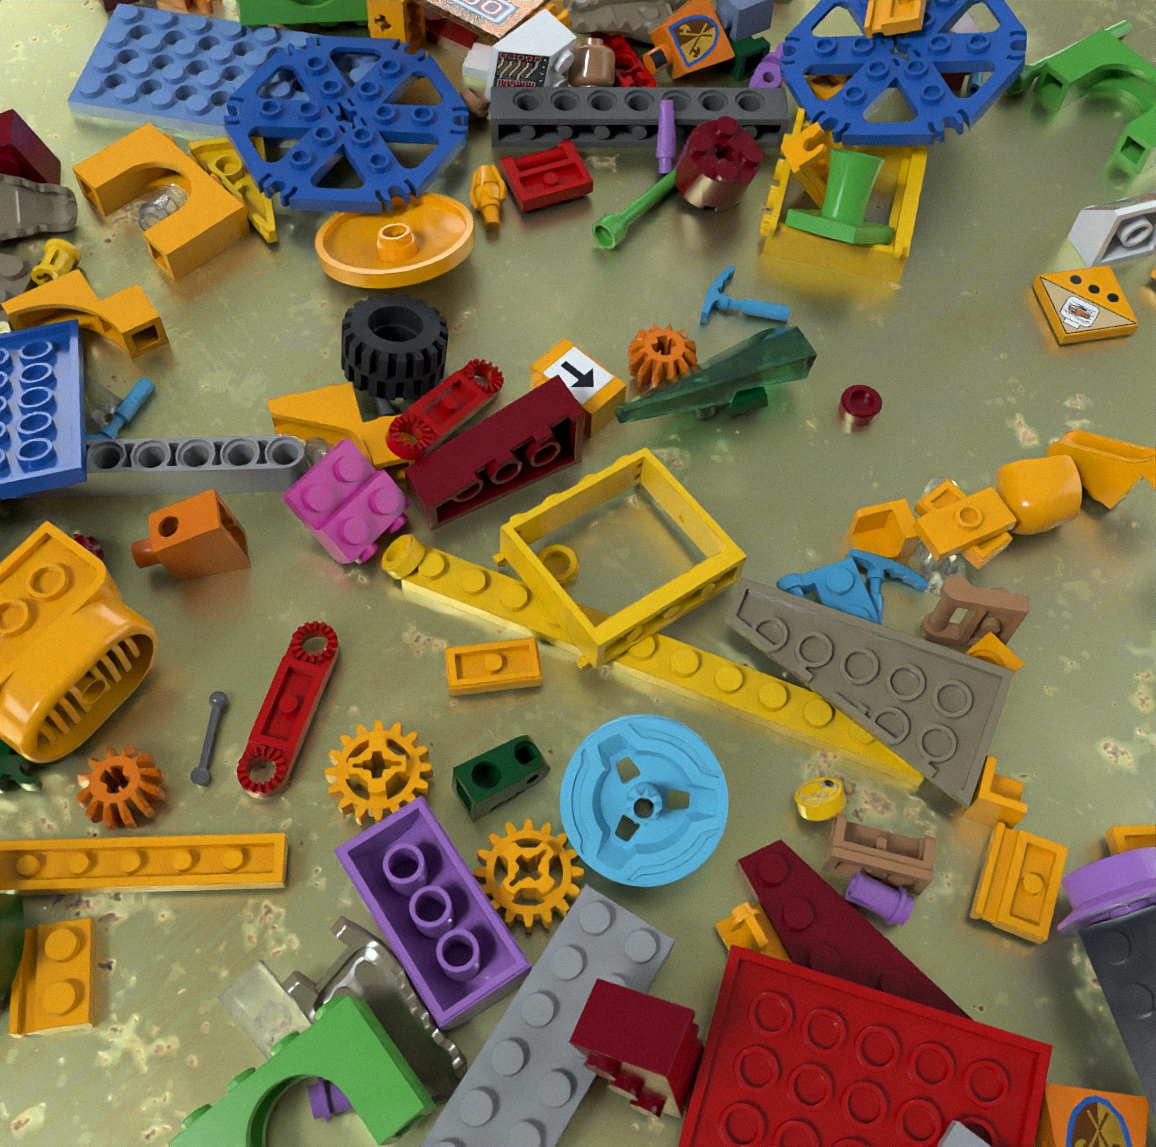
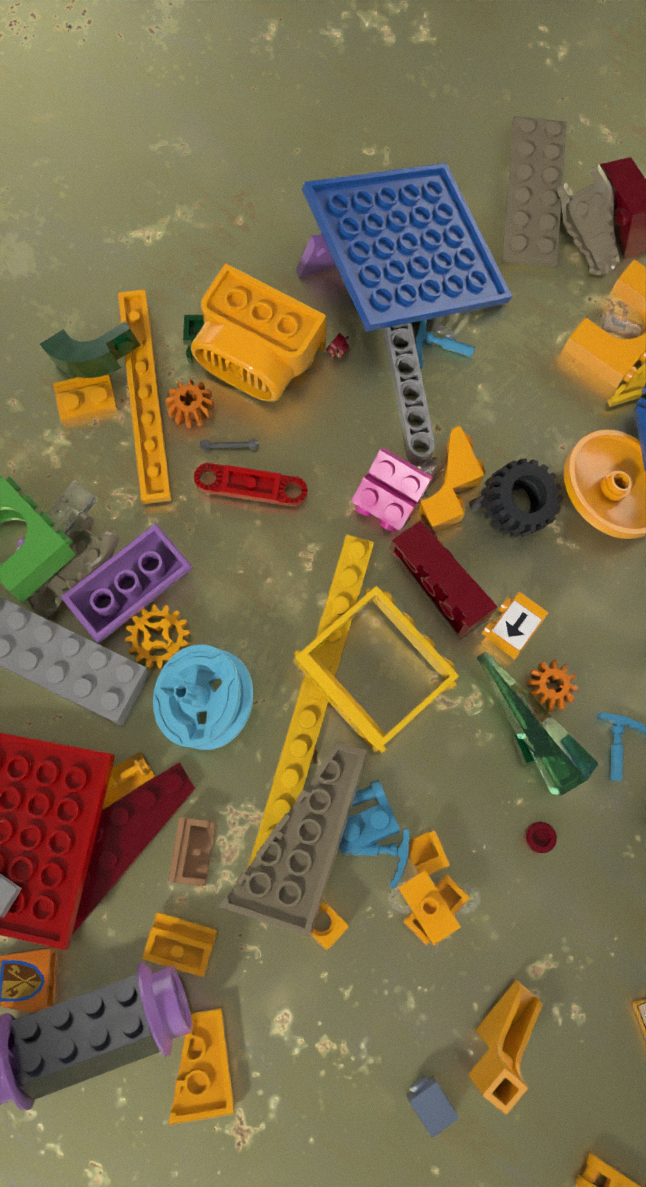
camera: 85 degrees right, 15 degrees up
(55, 263) = (554, 272): yellow bush -> none
(122, 318) = (526, 290): light orange arch -> none
(194, 539) = (351, 398): orange torso -> none
(360, 770) = (223, 542): light orange gear -> none
(402, 556) = (361, 532): yellow tile -> none
(444, 409) = (475, 540): red plate -> none
(493, 666) = (292, 600): light orange plate -> none
(498, 775) = (219, 612): dark green leg -> none
(561, 563) = (371, 631): yellow tile -> none
(641, 1047) = (44, 703): dark red wedge -> none
(820, 798) = (223, 812): yellow tile -> none
(880, 898) = (161, 852): medium lavender pin -> none
(988, 611) = (360, 924): medium nougat plate -> none
(996, 798) = (235, 930): light orange panel -> none
(1040, 492) = (469, 967): light orange piece -> none

